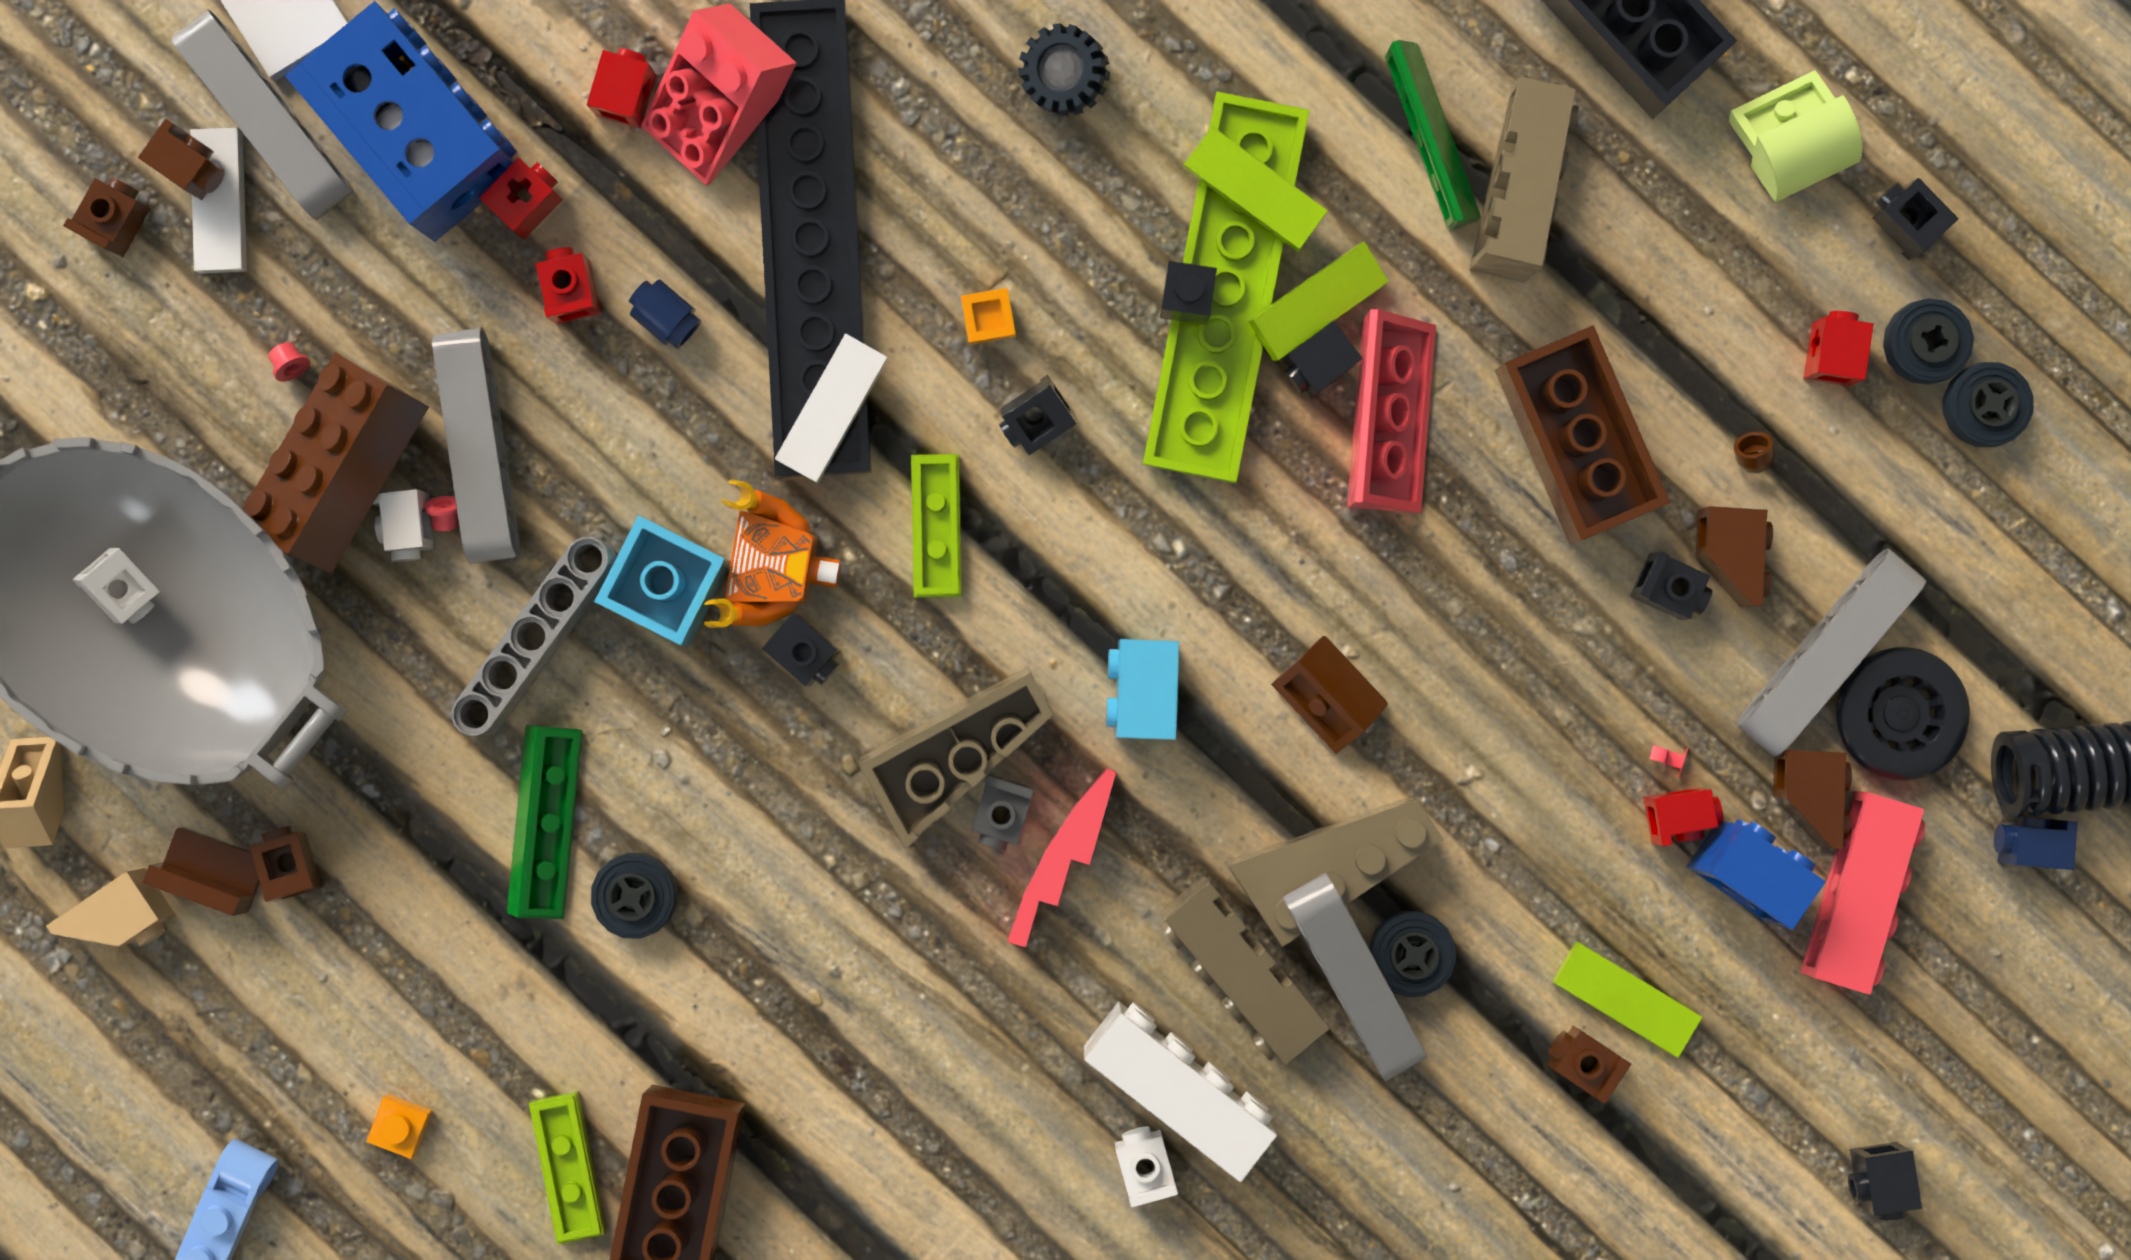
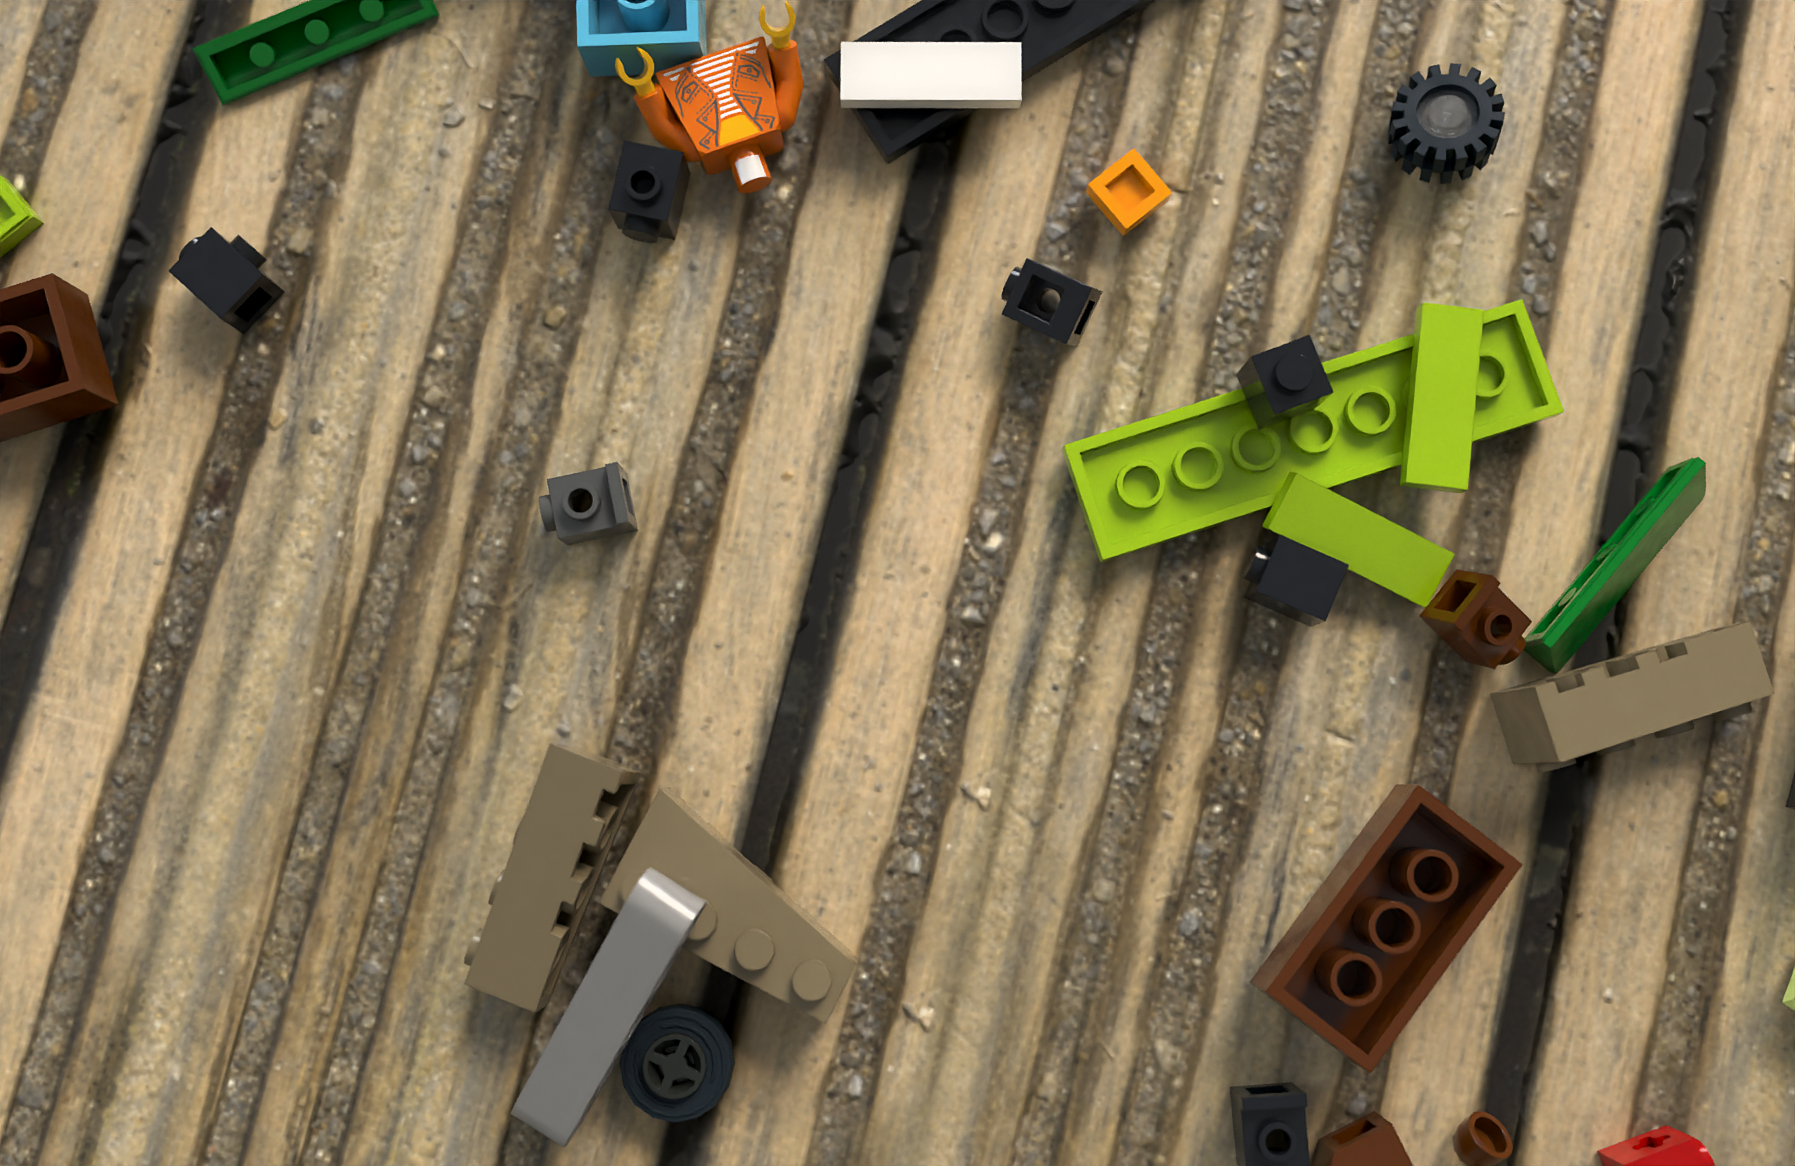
camera: 60 degrees right, 5 degrees down
(619, 905) = (279, 139): black wheel -> none
(699, 978) = (227, 278): none -> black brick
(936, 526) = (868, 264): lime tile -> none
(948, 755) = (605, 402): dark tan wedge -> none
(1072, 841) = (595, 600): coral slope -> none
(1145, 689) = (809, 580): medium azure brick -> none
(1152, 1186) = (249, 906): white brick -> none
(1180, 1091) = (369, 879): white brick -> none
(1330, 694) = (924, 801): reddish brown panel -> none
(1391, 413) = (1282, 693): coral slope -> none
(1417, 253) = (1477, 619): none -> reddish brown brick

